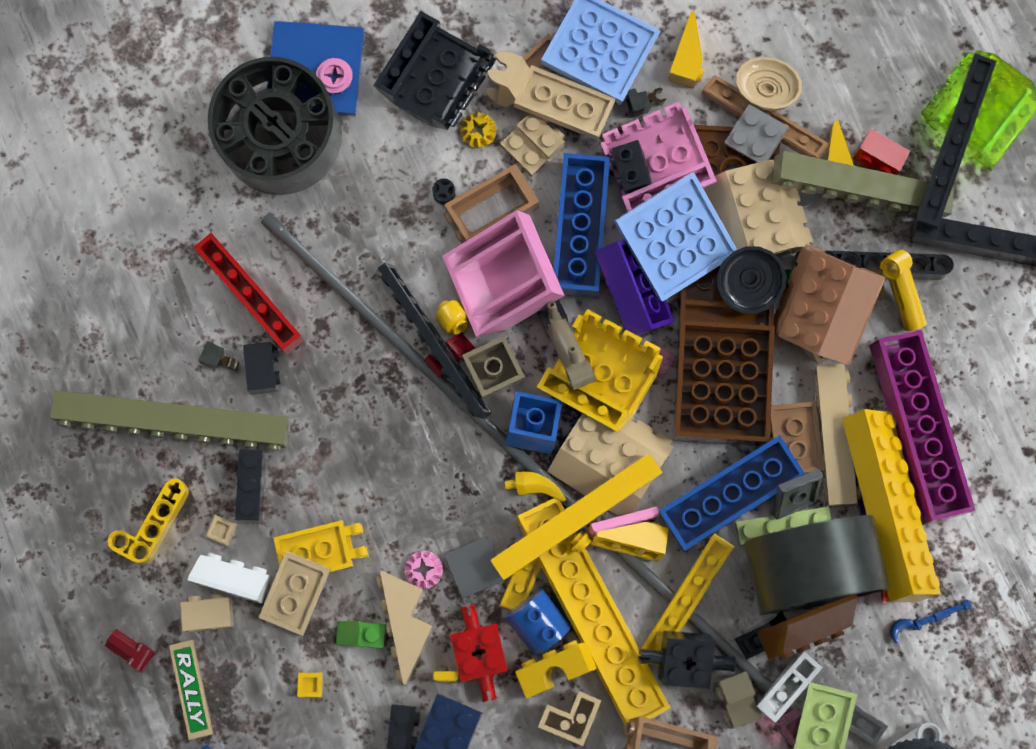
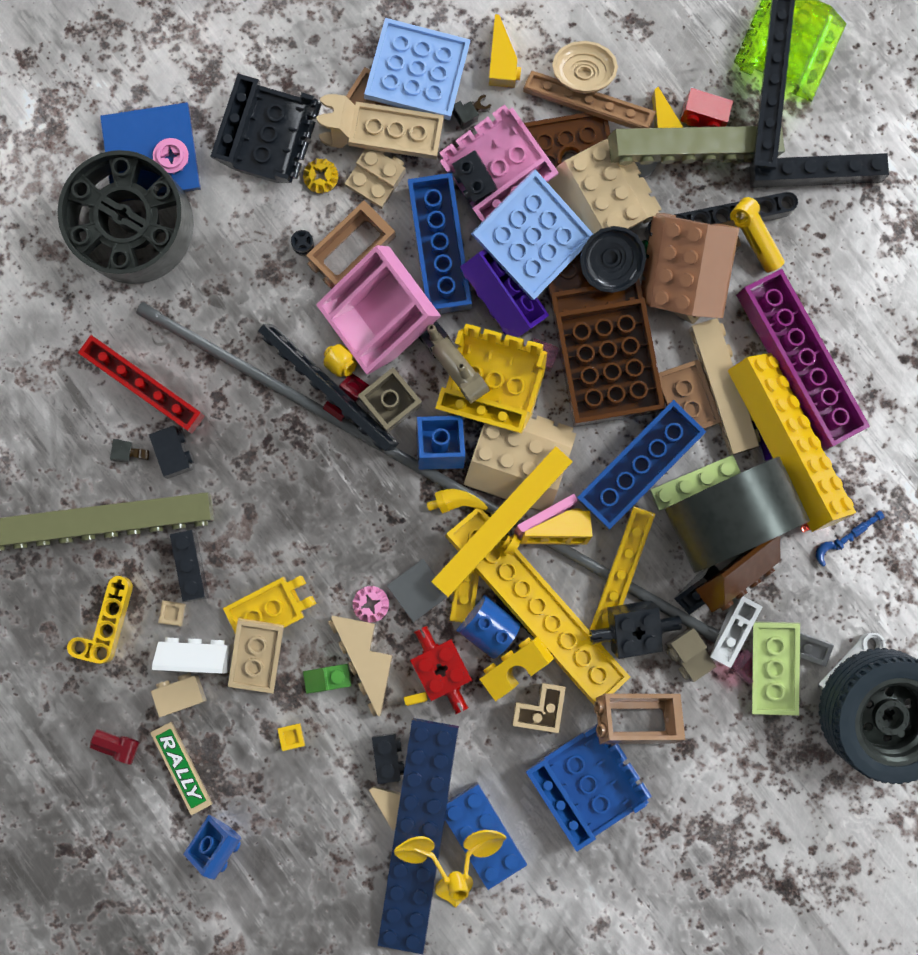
camera: 15 degrees left, 5 degrees up
(756, 135) = (584, 119): light grey plate -> none
(797, 494) = (702, 451): dark grey tile -> none

